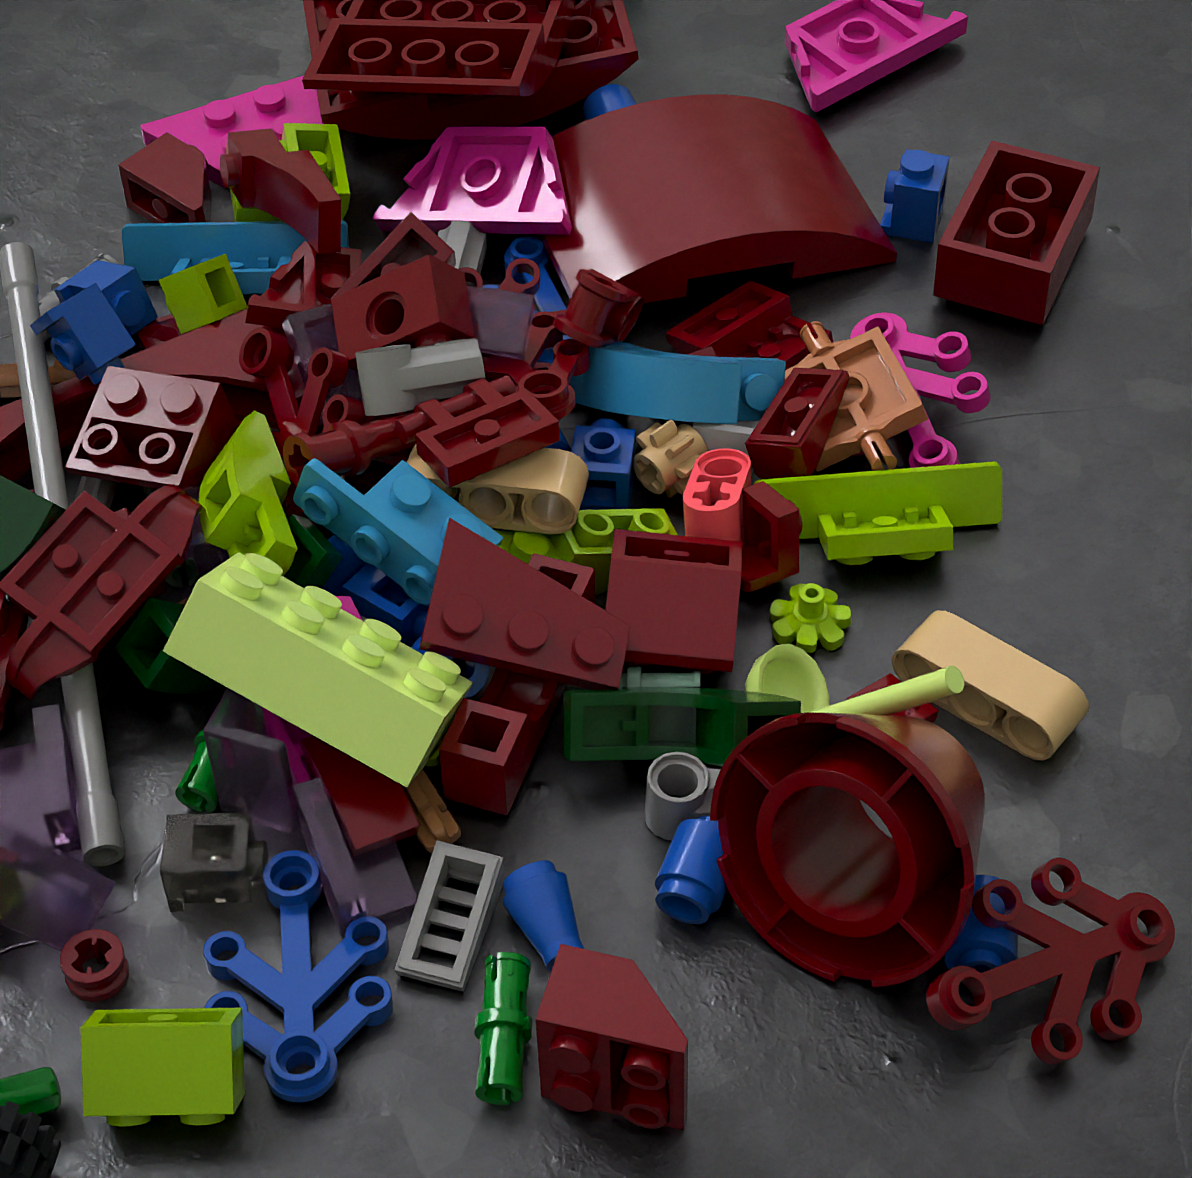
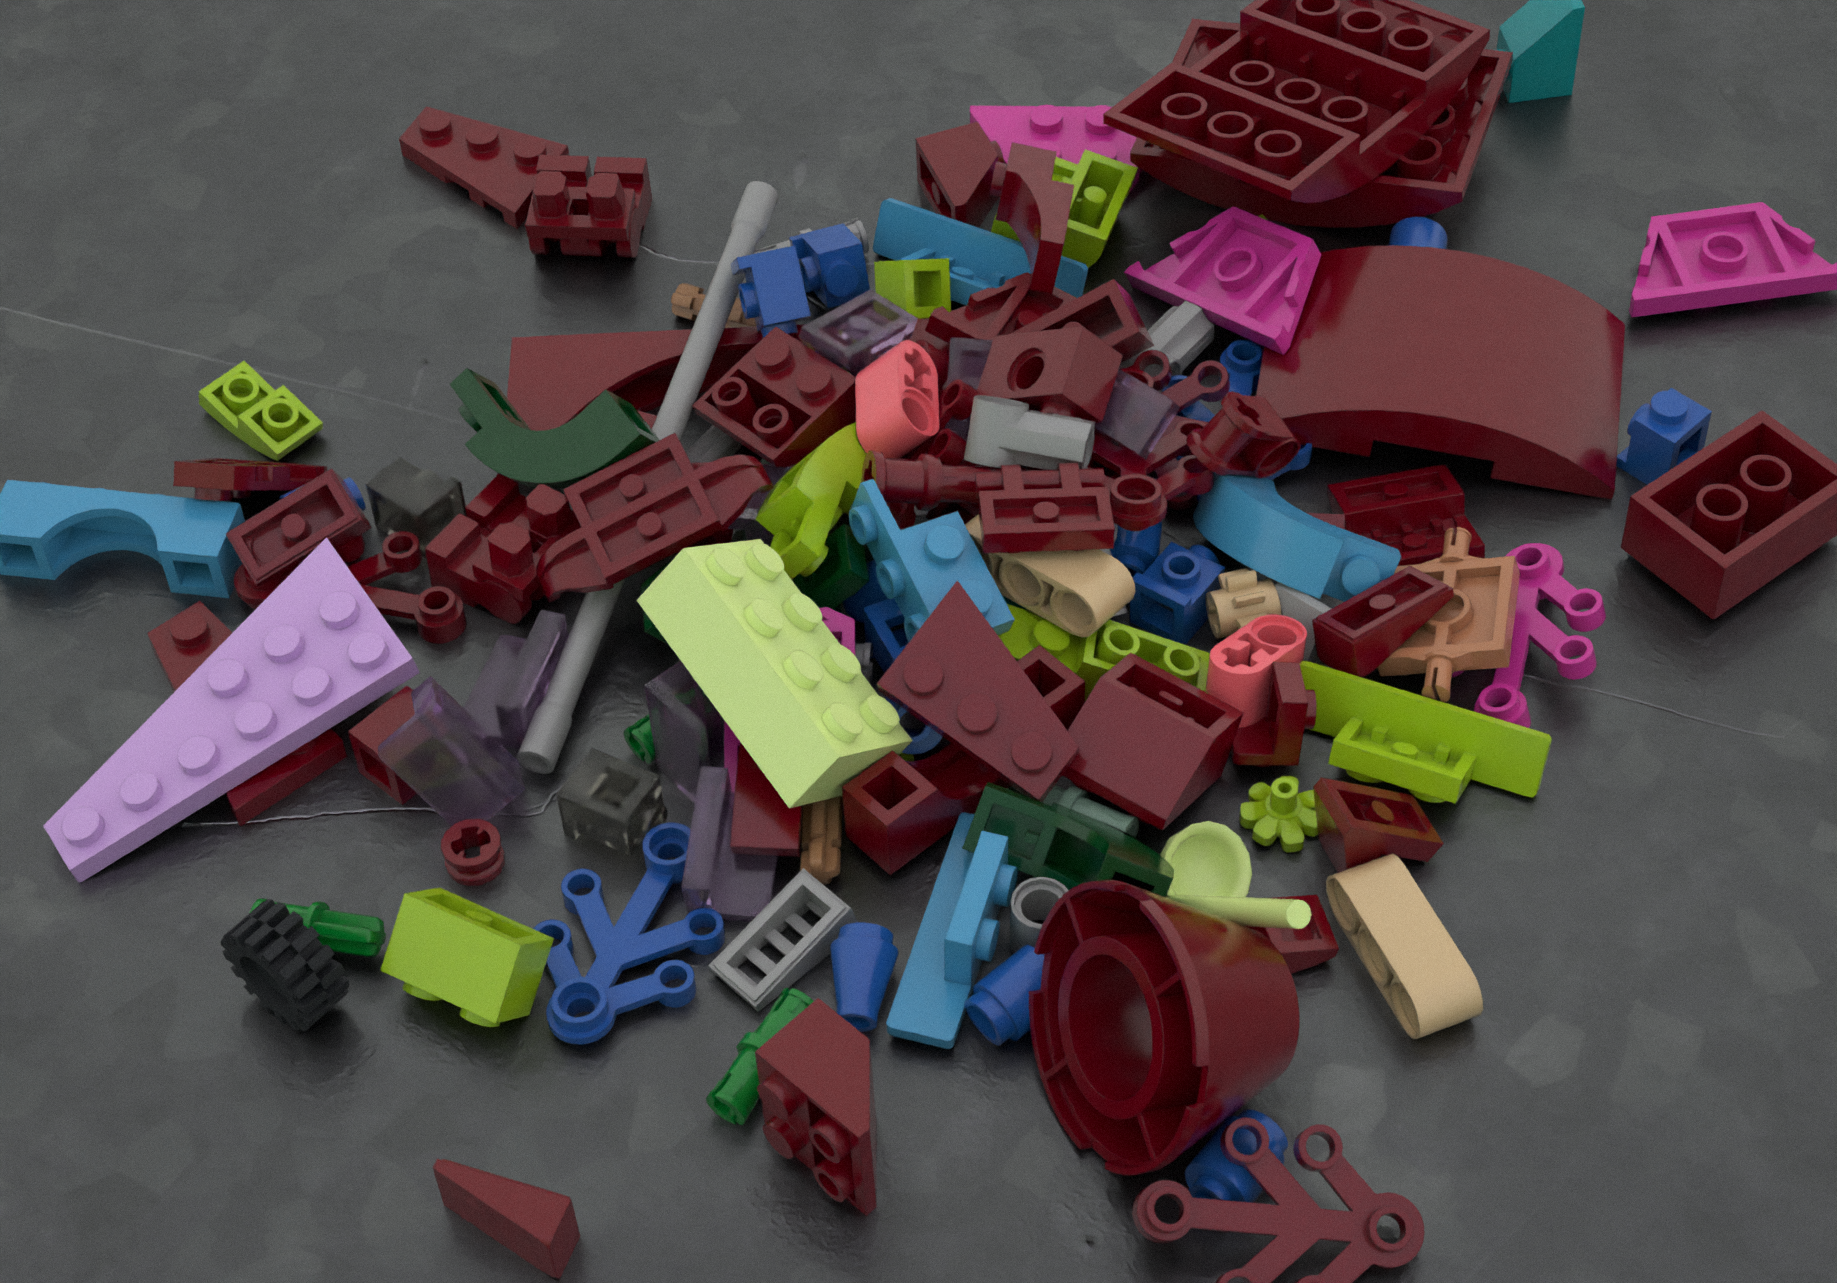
camera: 30 degrees right, 0 degrees up
(189, 343) = (859, 331): none -> clear purple slope
(270, 389) = (897, 401): none -> coral beam
(607, 840) = (953, 938): none -> dark azure bracket
(894, 599) = (1365, 822): none -> dark red slope

